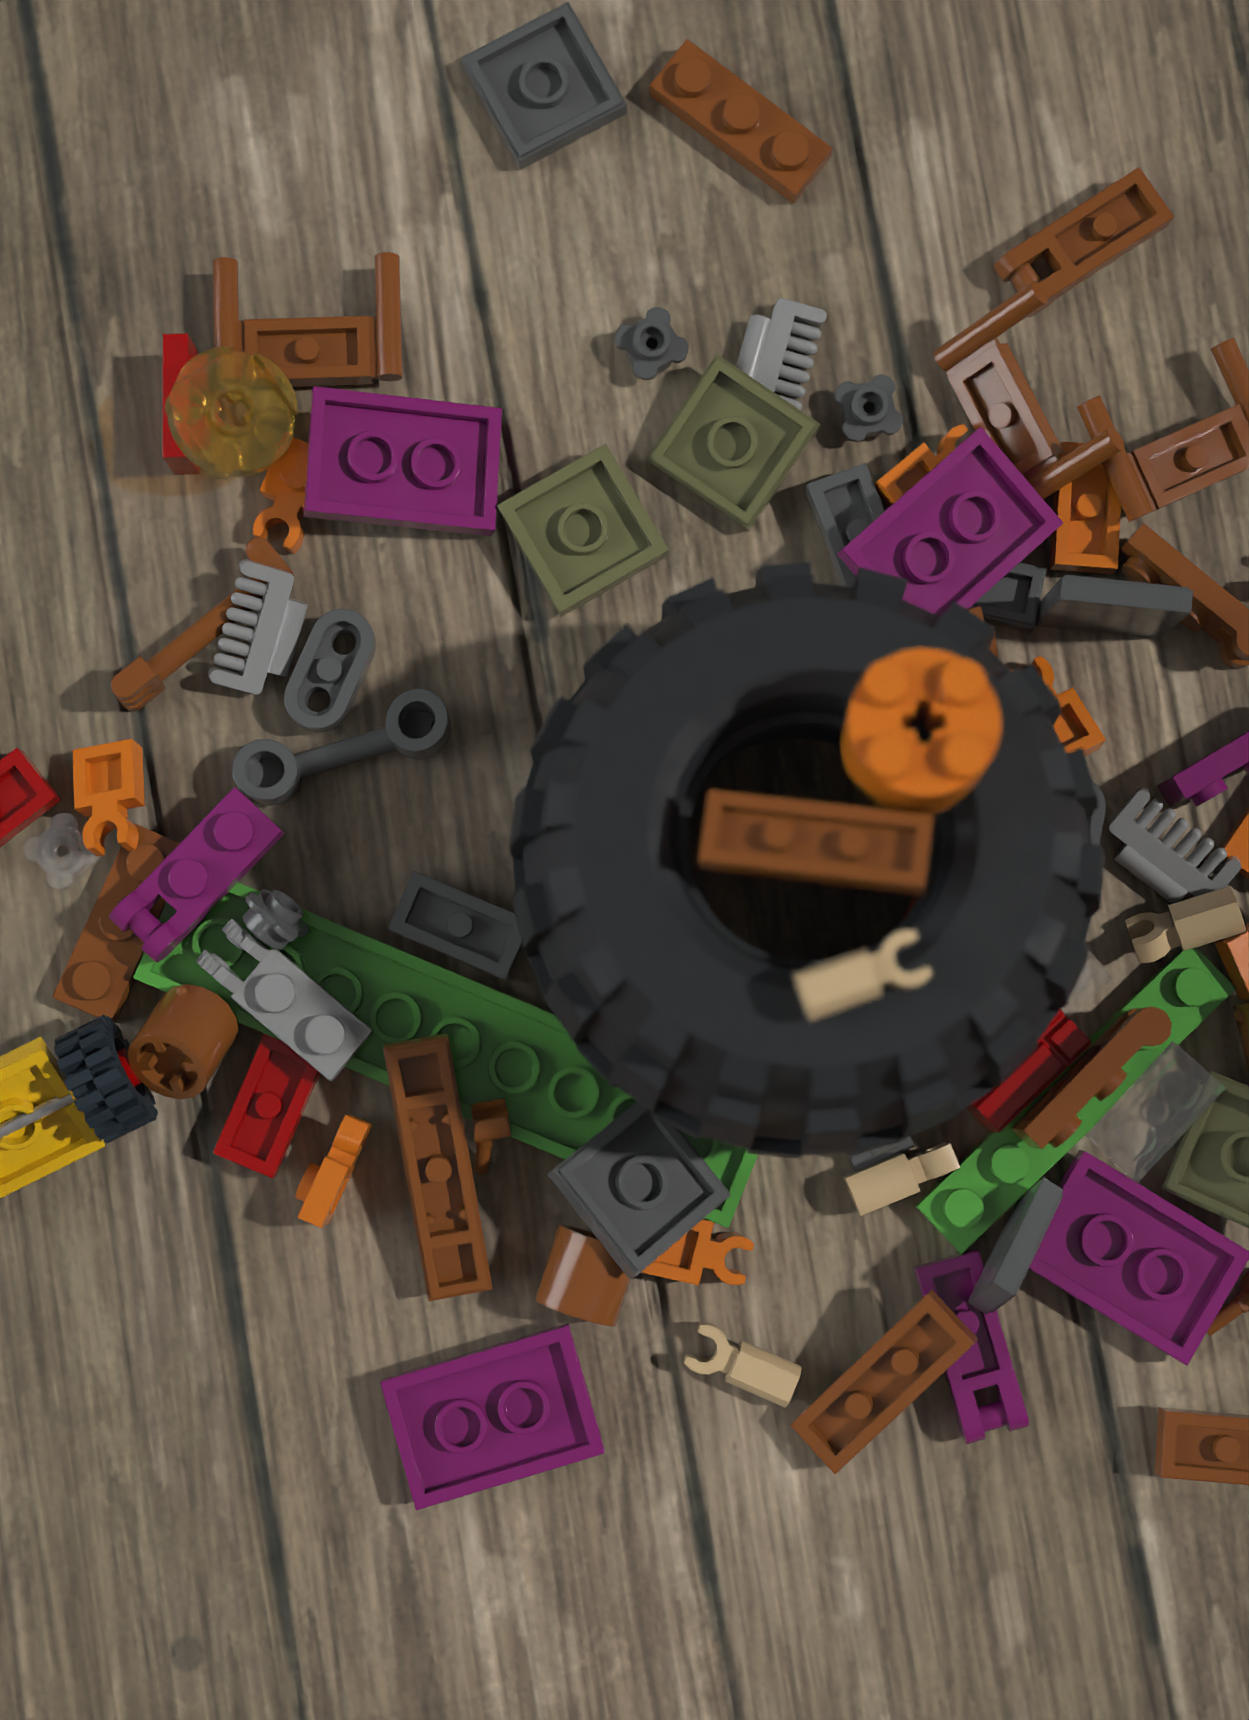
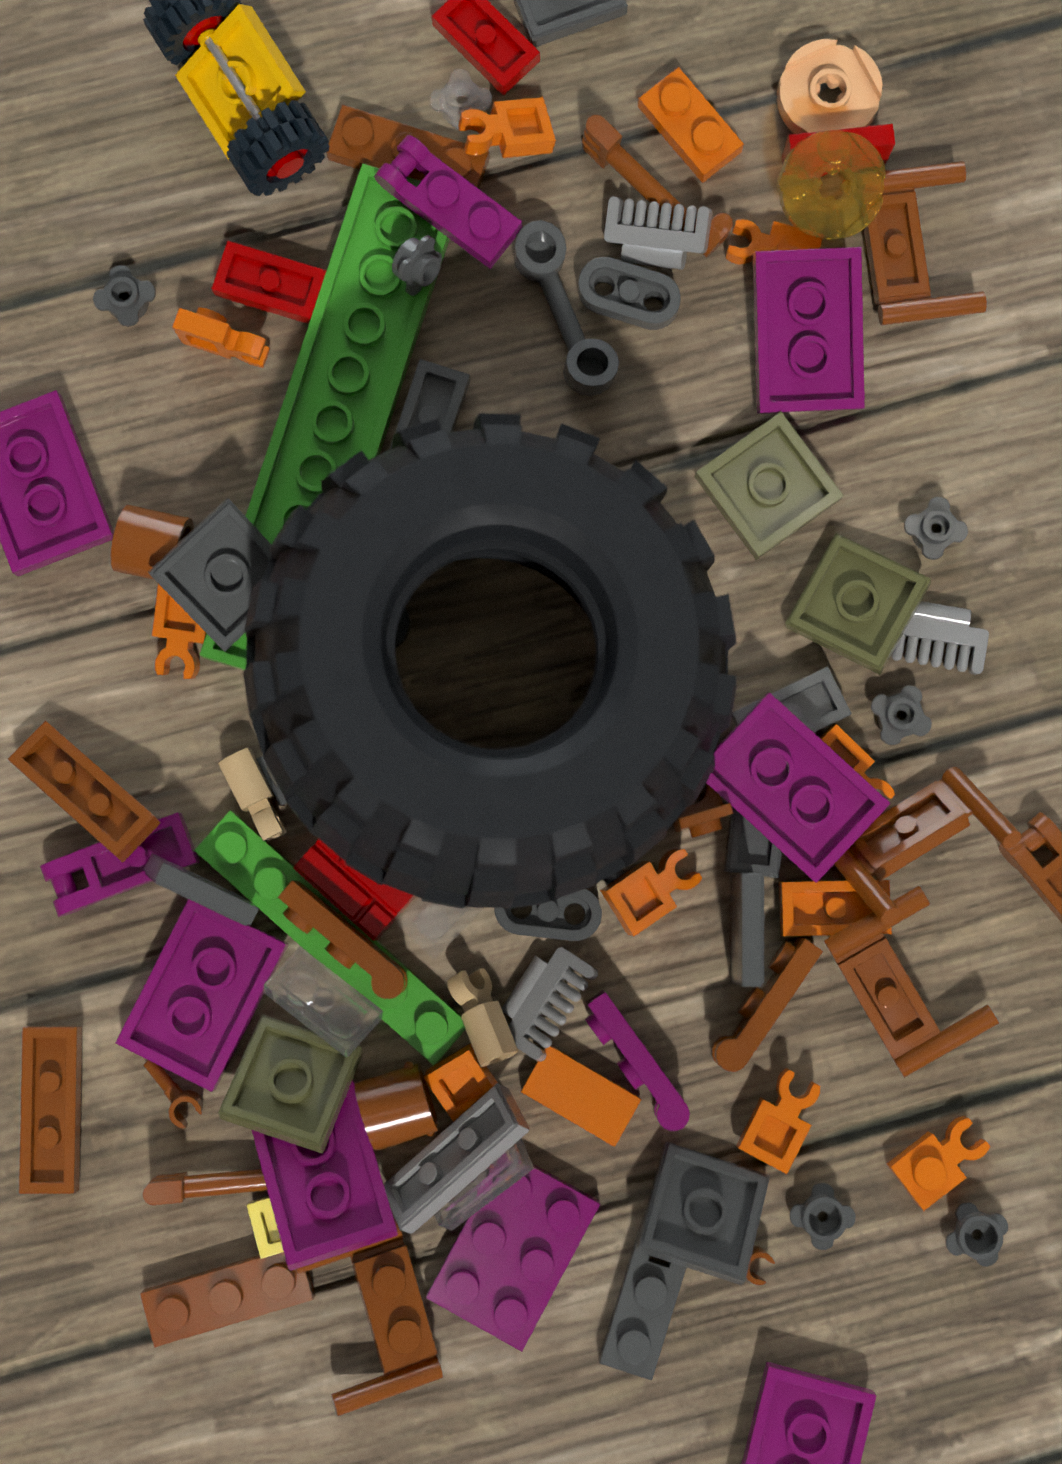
camera: 90 degrees right, 0 degrees up
(75, 394) = (837, 67): none -> light nougat plate
(125, 577) = (690, 124): none -> orange plate
(183, 1041) = (312, 205): dark orange piece -> none
(284, 1285) = (129, 310): none -> dark grey plate
(290, 1004) = (350, 285): light grey hinge -> none
(437, 1166) = (230, 416): dark orange plate -> none
(490, 1123) = (268, 455): dark orange hand -> none
(747, 1367) = (91, 681): tan bar -> none
(816, 842) = (485, 637): dark orange plate -> none
(856, 978) = (373, 676): tan bar -> none
(950, 701) = (607, 683): orange brick -> none

